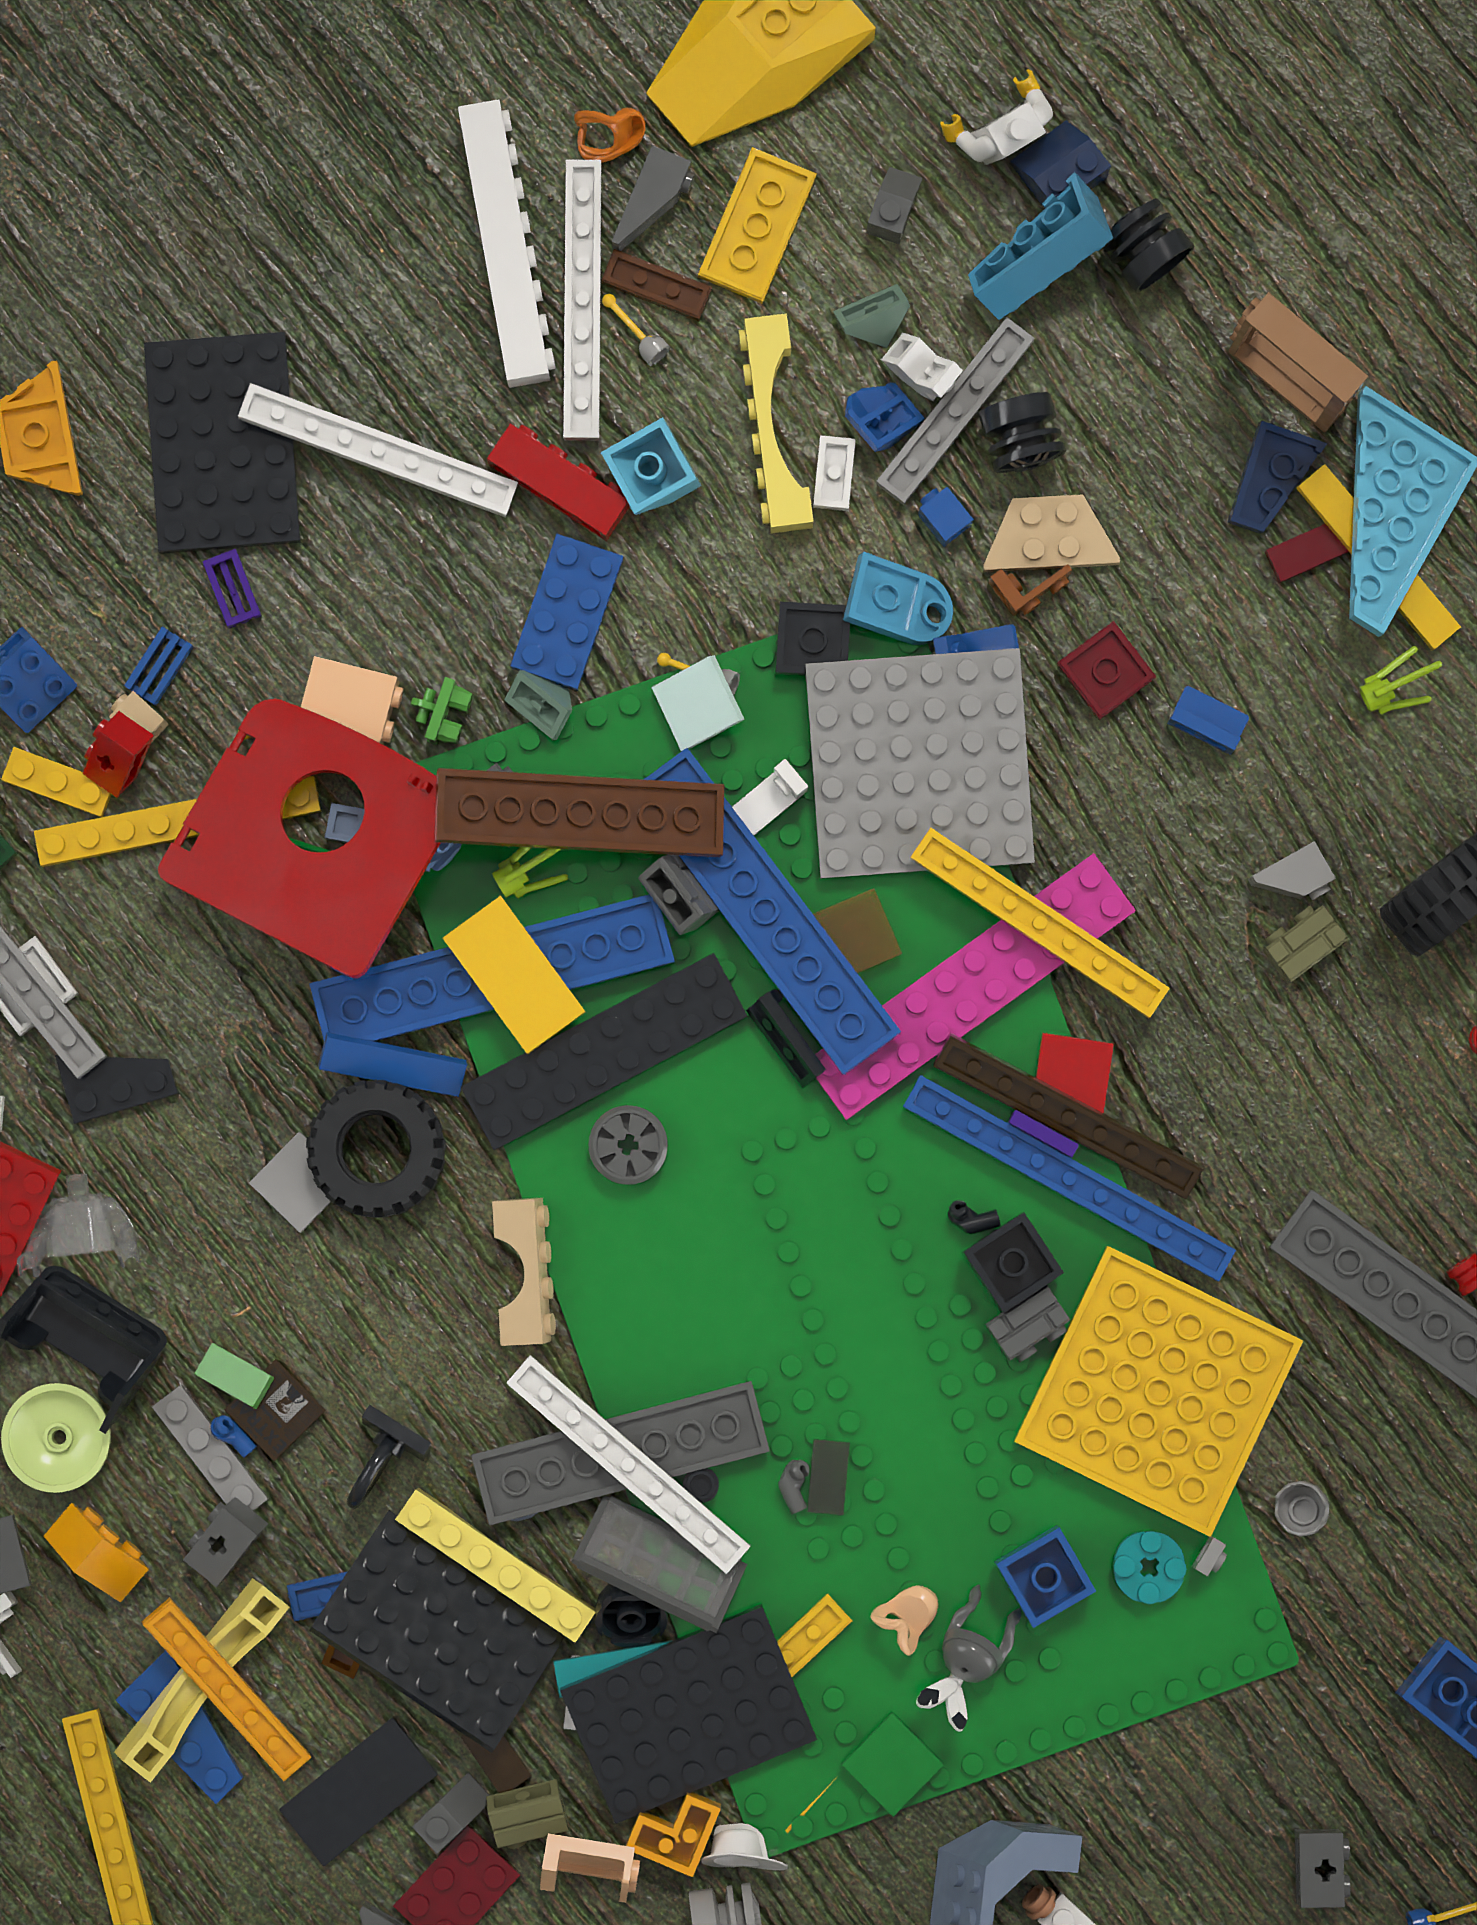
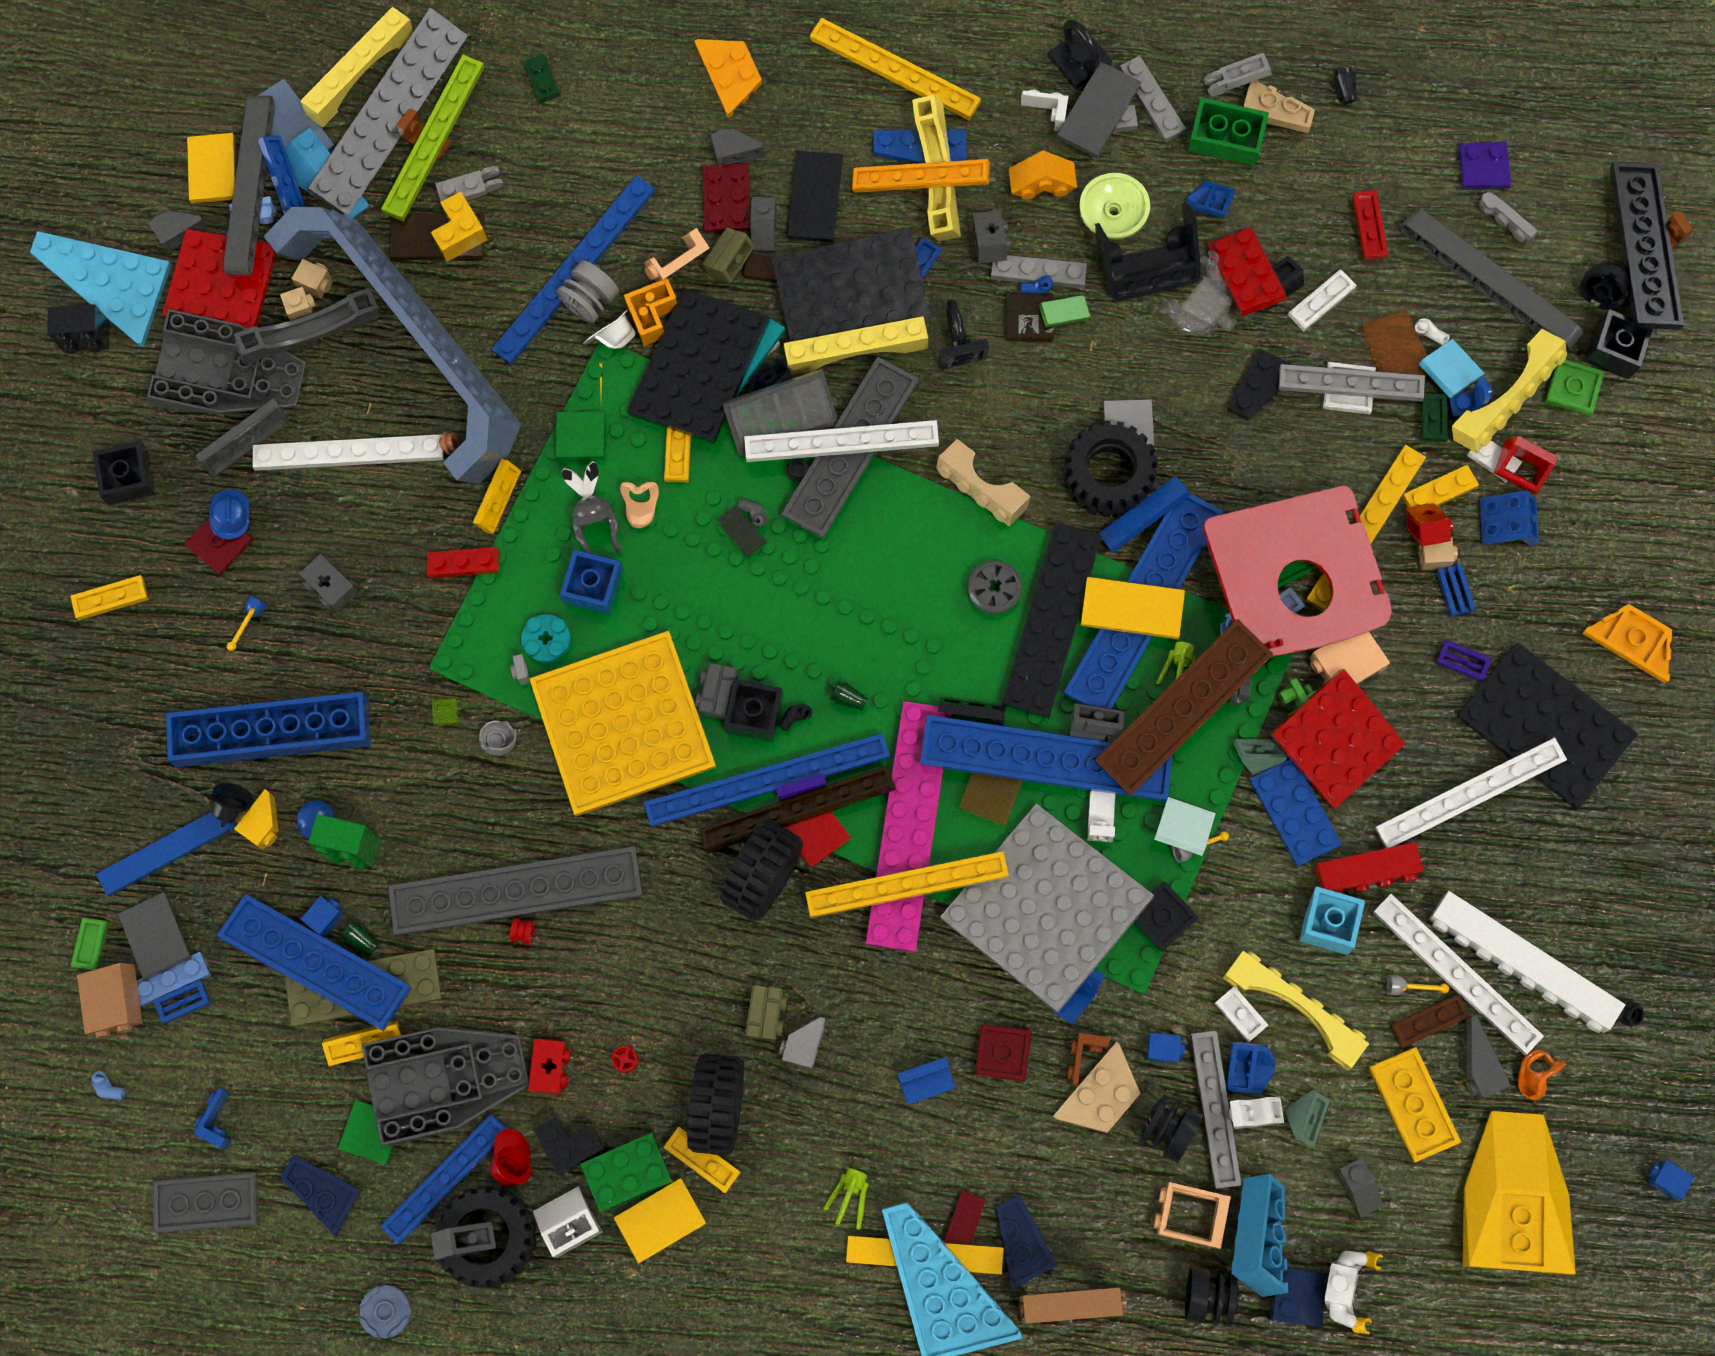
camera: 140 degrees right, 10 degrees down
(449, 636) = (1337, 738): none -> red plate
(456, 94) = (1632, 1014): none -> black plate
(895, 601) = (1143, 977): dark azure tile -> none
(898, 1182) = (848, 696): none -> dark green cone
(1047, 1784) = (497, 496): none -> yellow tile
(1067, 304) = (1218, 1222): none -> light nougat window
(1154, 1745) = (463, 562): none -> red plate
(1174, 1080) = (761, 870): none -> black tyre
(1329, 1593) = (445, 712): none -> clear neon green plate

